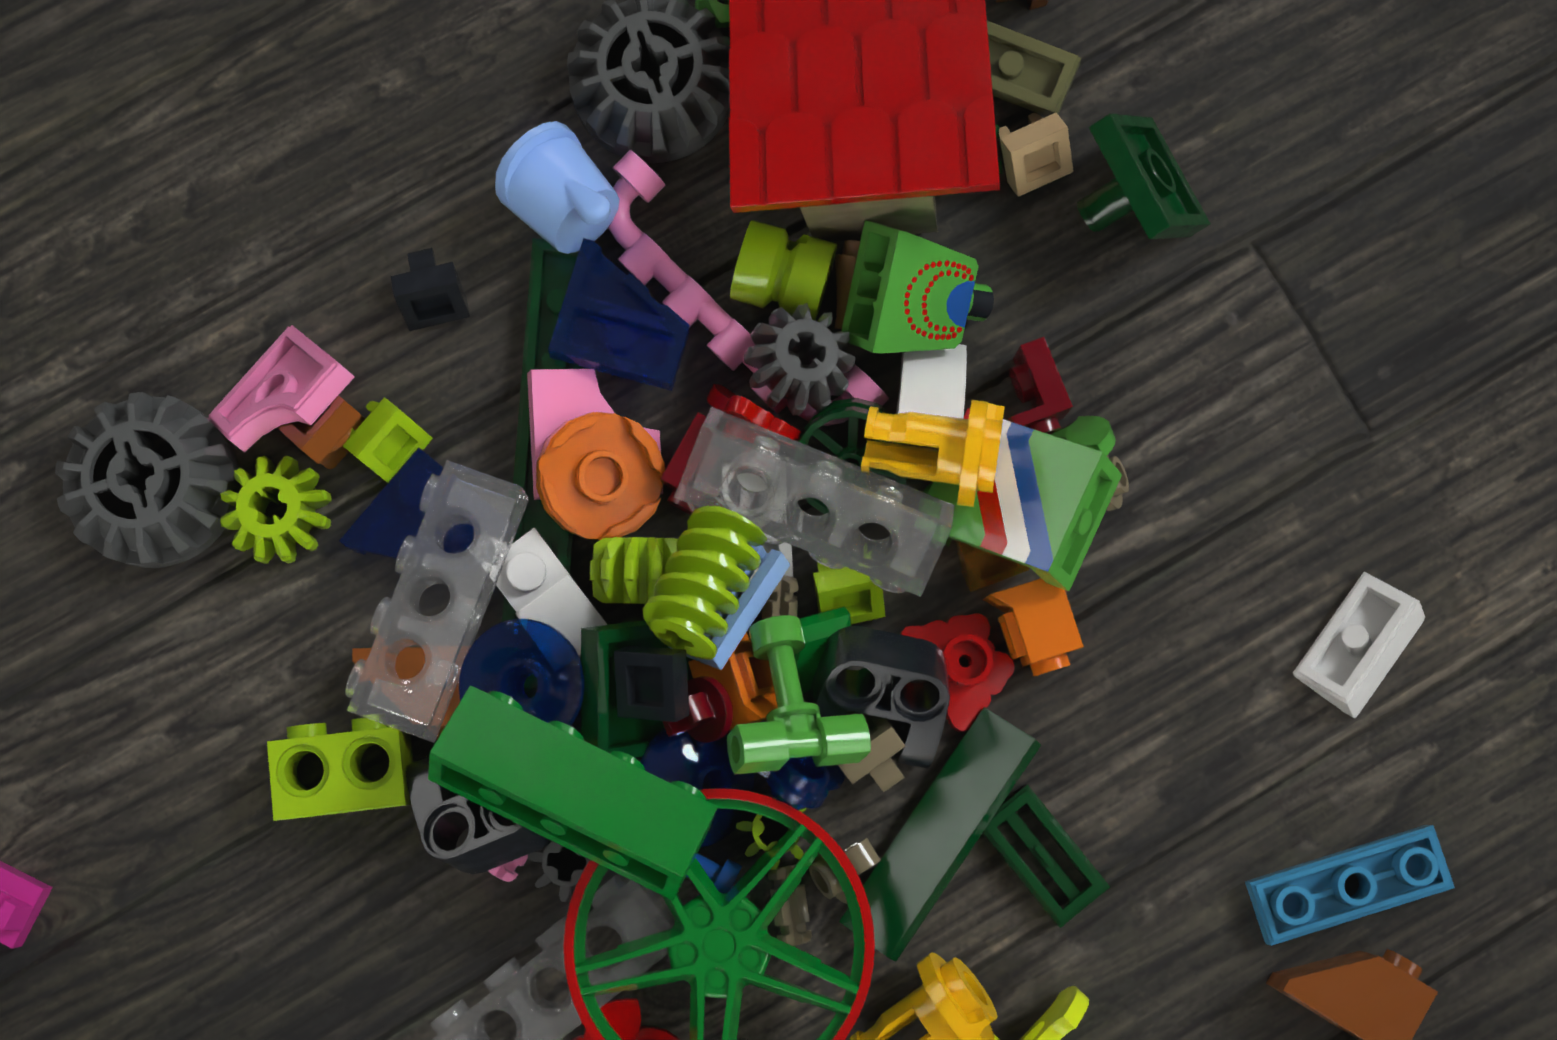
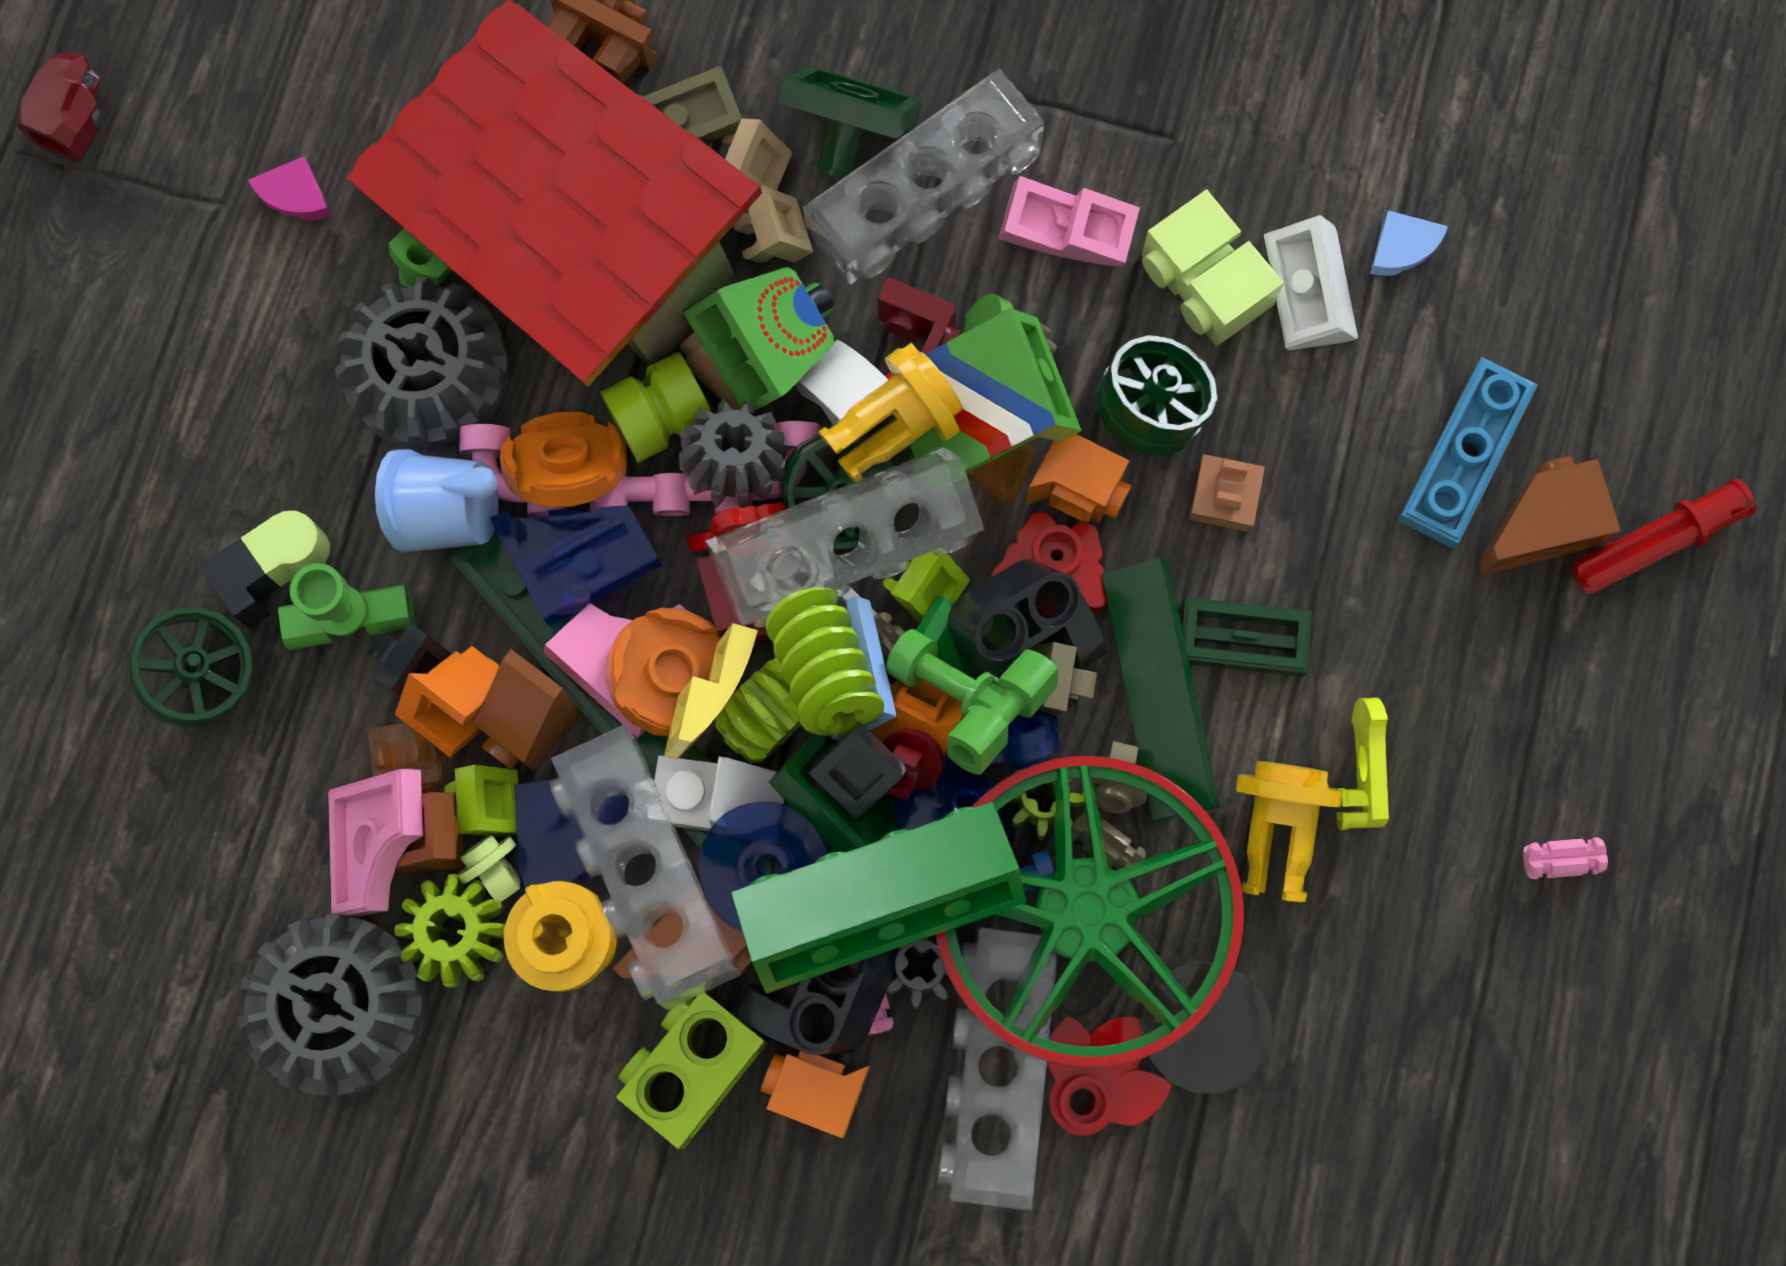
camera: 40 degrees left, 5 degrees down
(277, 142) = (190, 666): none -> dark green wheel
(335, 575) = (559, 936): none -> yellow piece
(346, 487) = (488, 862): none -> yellowish green plate
(368, 351) = (404, 748): none -> clear orange tile
(400, 116) = (264, 563): none -> leg
(405, 193) = (331, 608): none -> bright green bar
(407, 875) = (813, 1091): none -> orange window
(434, 347) = (448, 699): none -> orange window
(470, 405) = (524, 714): none -> dark orange slope
(593, 525) = (704, 699): none -> light yellow slope
(678, 245) = (564, 460): none -> orange tile
(1003, 218) = (777, 227): none -> tan tile
(1137, 737) = (1226, 493): none -> nougat tile
(1155, 616) = (1175, 377): none -> dark green wheel
(1223, 423) = (1067, 225): none -> bright pink slope
(1246, 280) = (985, 113): none -> clear brick
(1300, 529) = (1194, 259): none -> yellowish green piece
(1464, 682) = (1405, 243): none -> light blue tile

